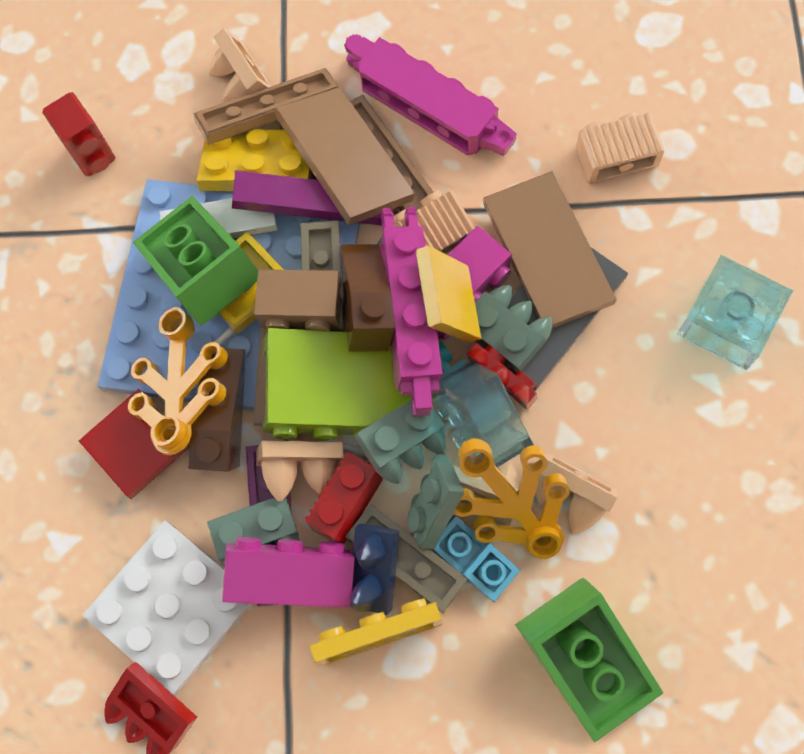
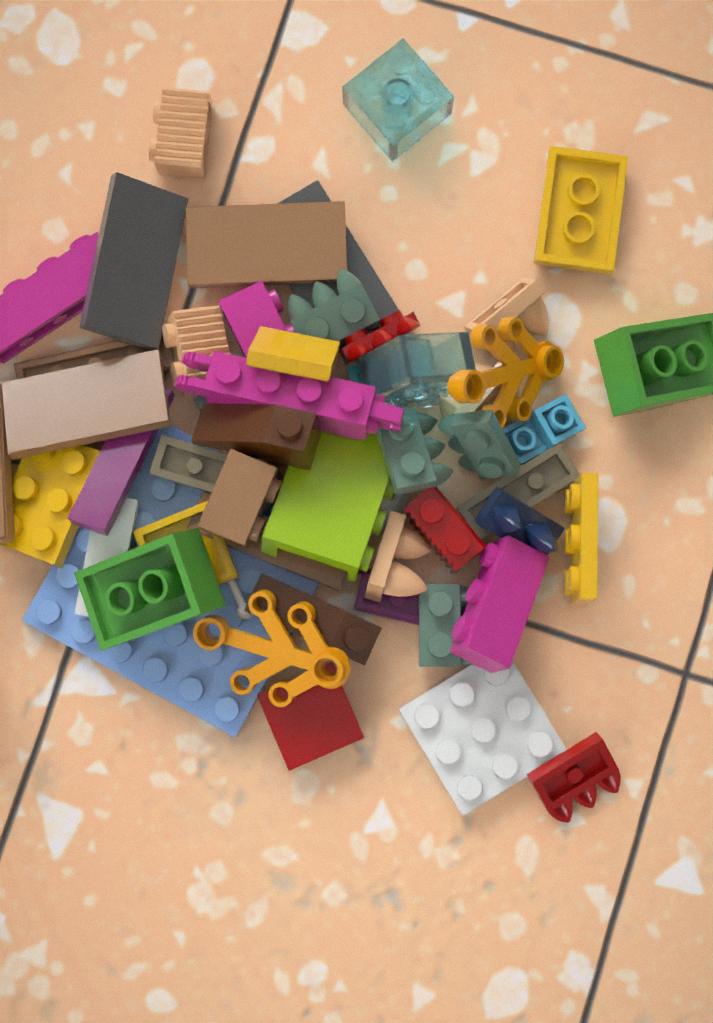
camera: 75 degrees left, 10 degrees up
(483, 146) = (134, 262): none -> dark grey tile
(707, 520) = (581, 210): none -> yellow plate

